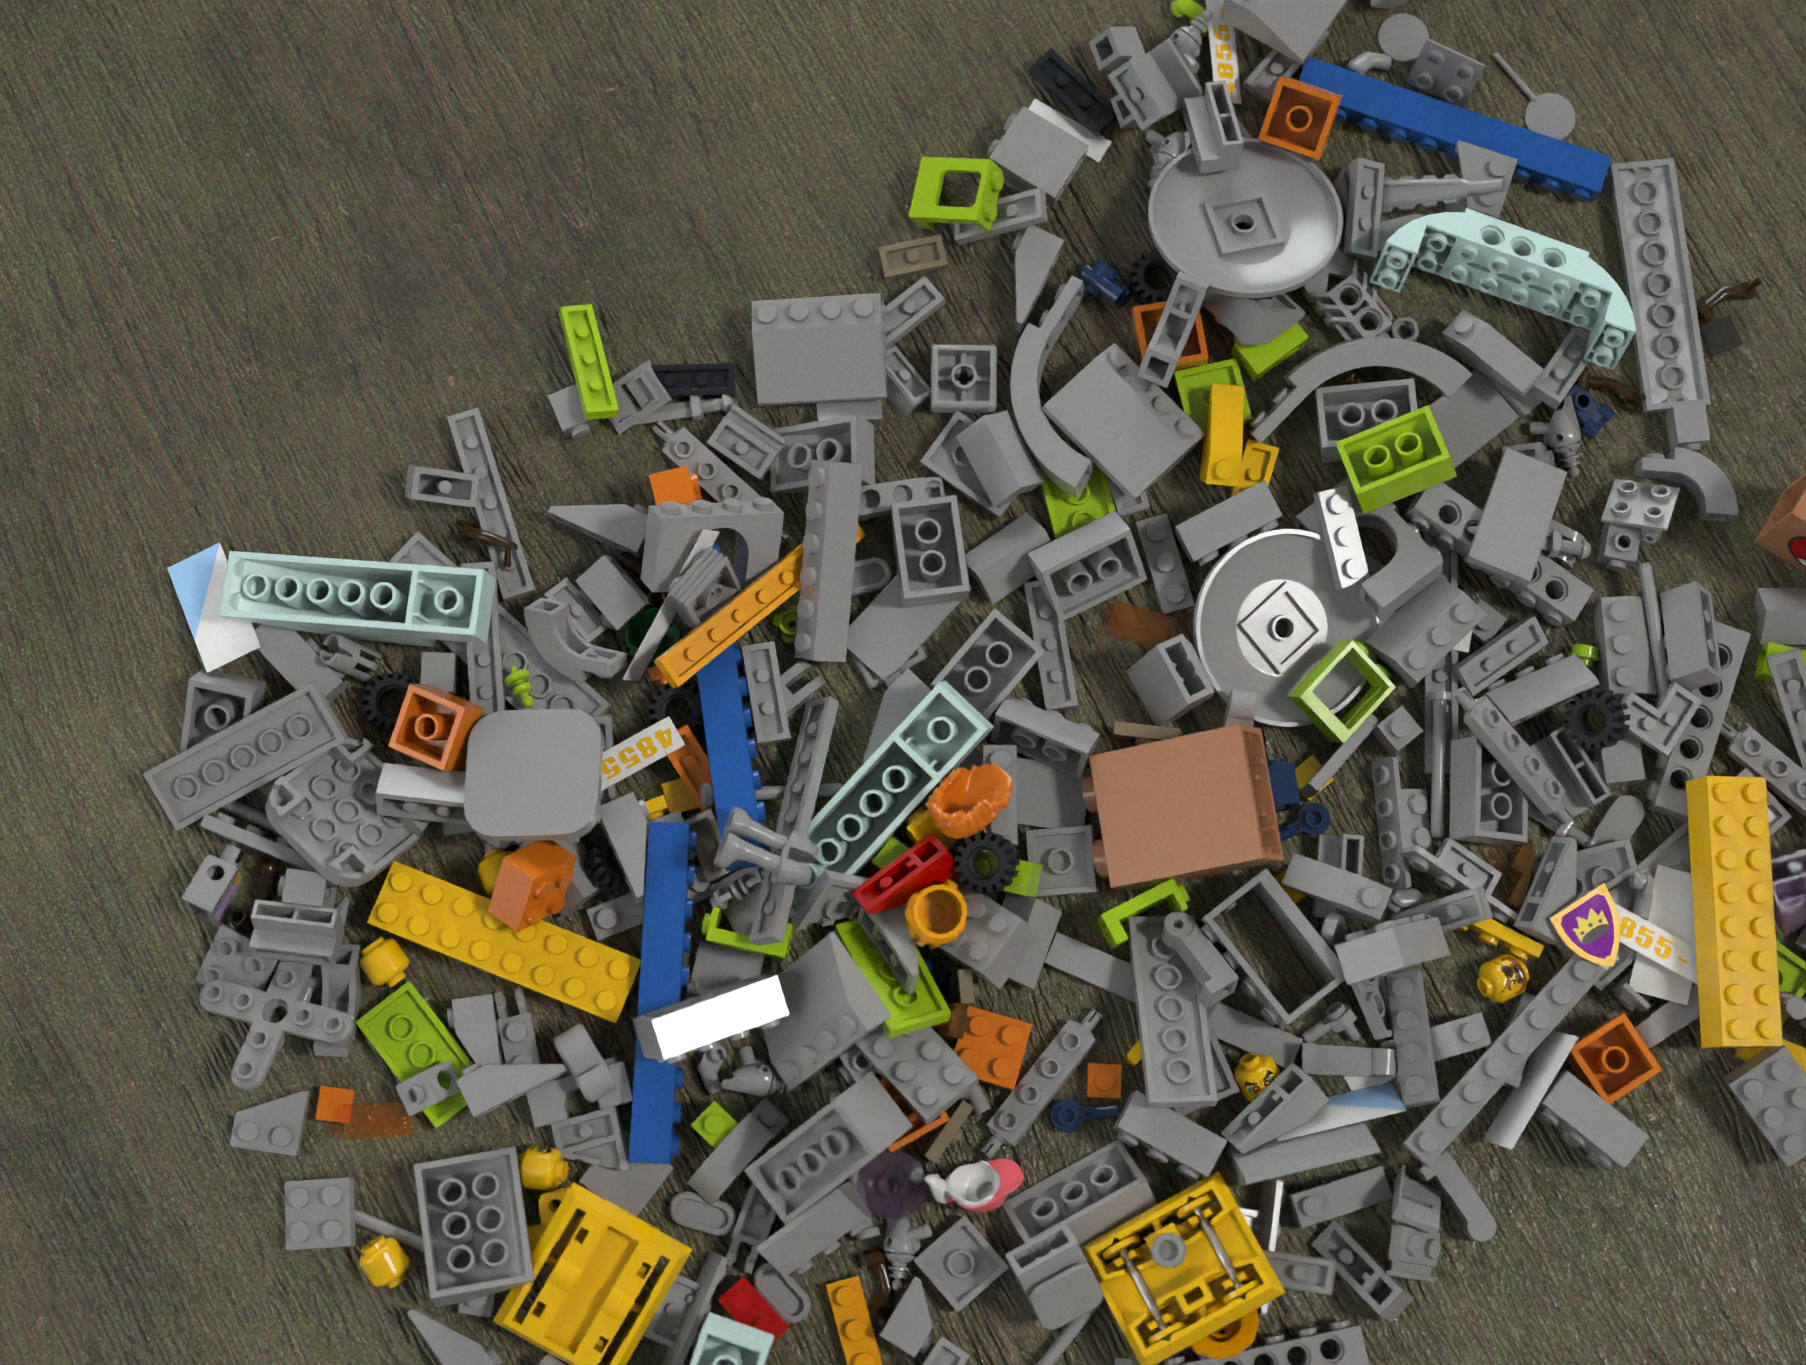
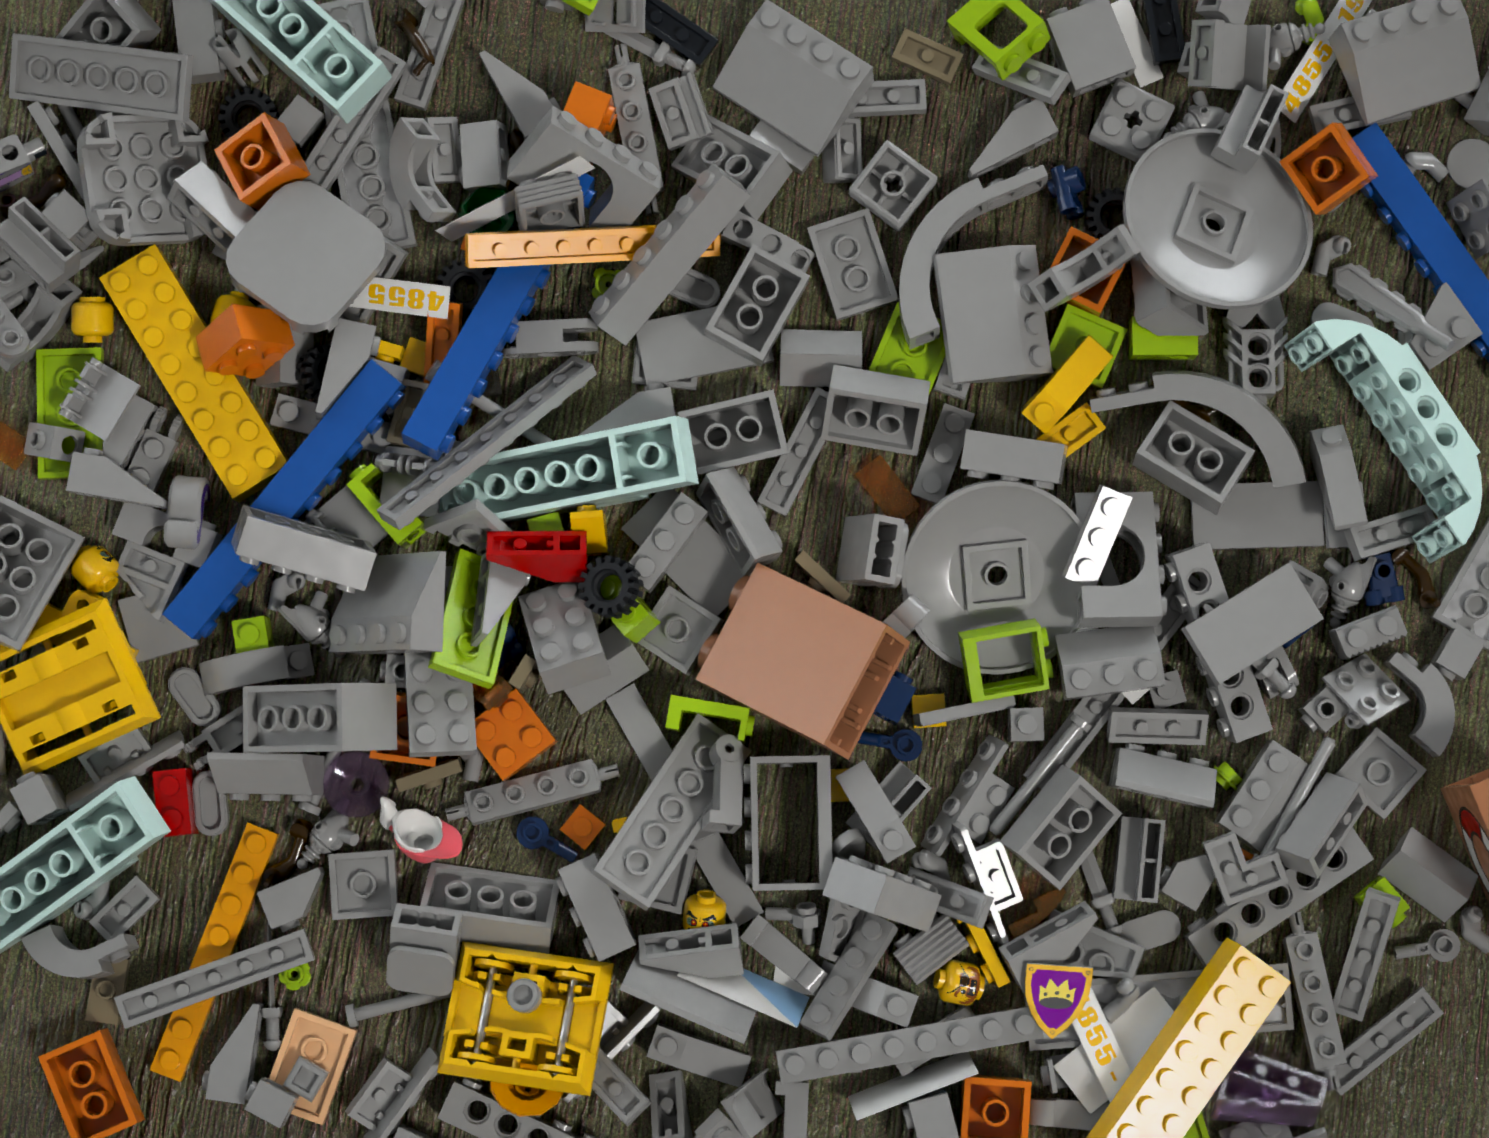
camera: 45 degrees right, 5 degrees up
(443, 1022) = (99, 399): none -> light grey hinge
(517, 678) = (354, 180): lime hair -> none
(766, 693) = (541, 324): light grey plate -> none
(784, 869) = (442, 476): light grey piece -> none
(936, 914) = (537, 598): light orange helmet -> none
(969, 799) = (633, 526): orange piece -> none
(1000, 458) = (871, 271): light grey piece -> none
(1101, 208) = (1127, 101): none -> light grey brick
(1364, 208) = (1325, 282): light grey plate -> none
(1396, 459) = (1186, 505): lime slope -> none
(1404, 322) = (1291, 400): light grey axle -> none
(1458, 974) = (929, 951): none -> light grey brick
(1514, 755) = (1100, 813): light grey plate -> none
(1607, 460) = (1368, 633): none -> light grey brick
(1614, 719) = (1204, 840): black tyre -> none
(1701, 558) = (1382, 770): none -> light grey plate

